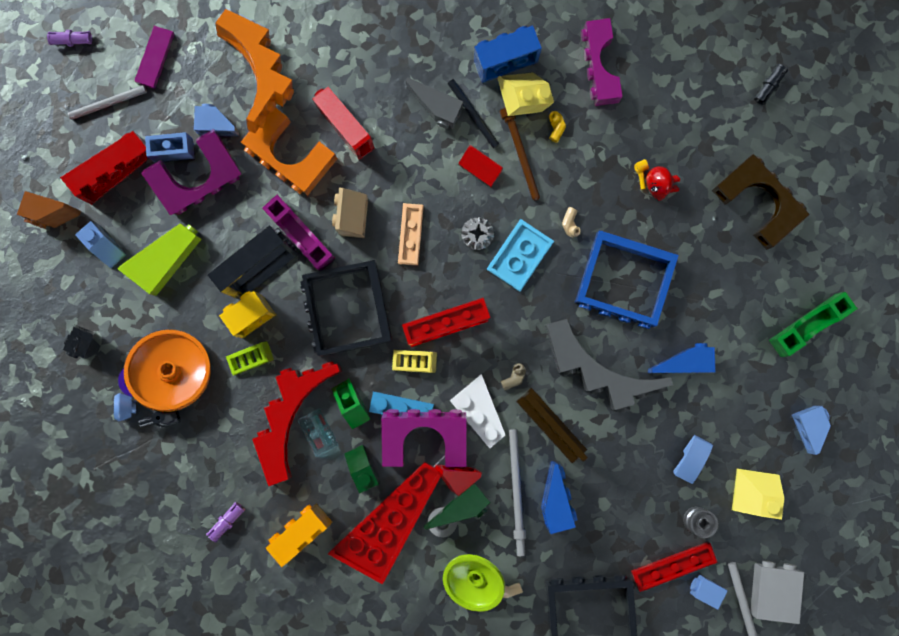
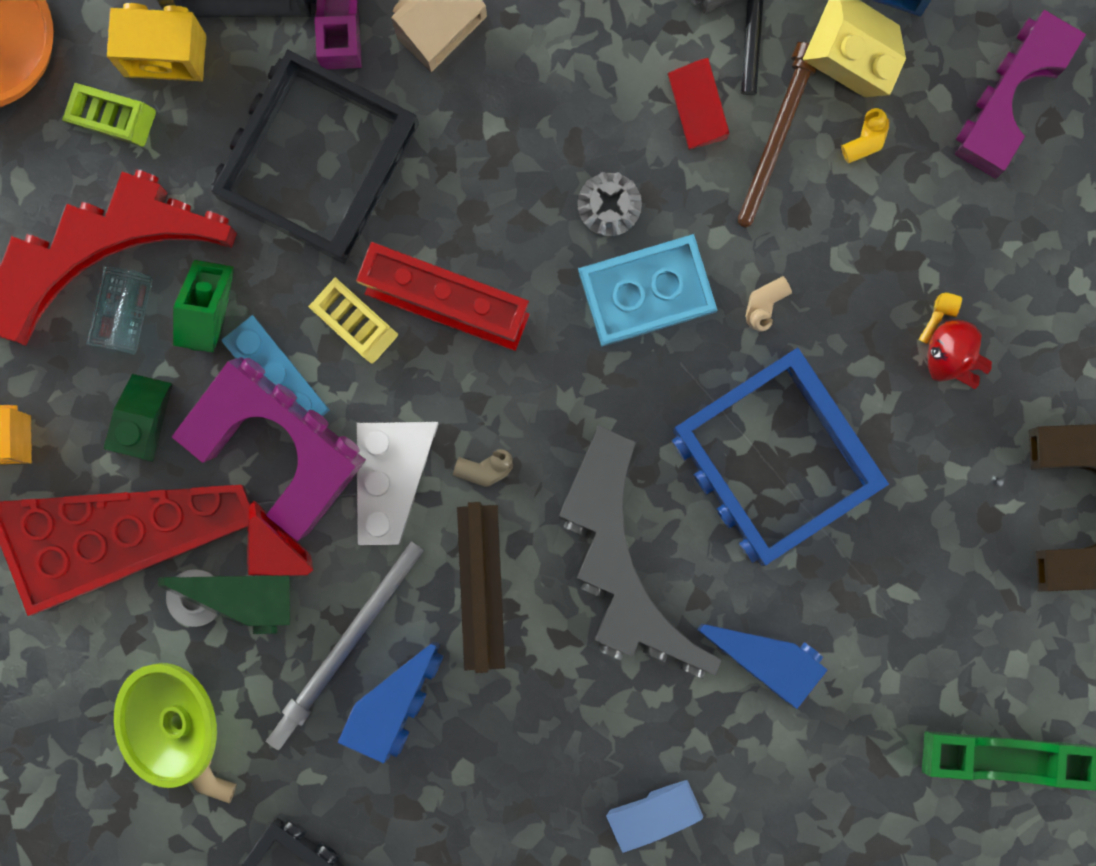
camera: 35 degrees right, 0 degrees up
(410, 234) = (506, 123): light nougat tile -> none

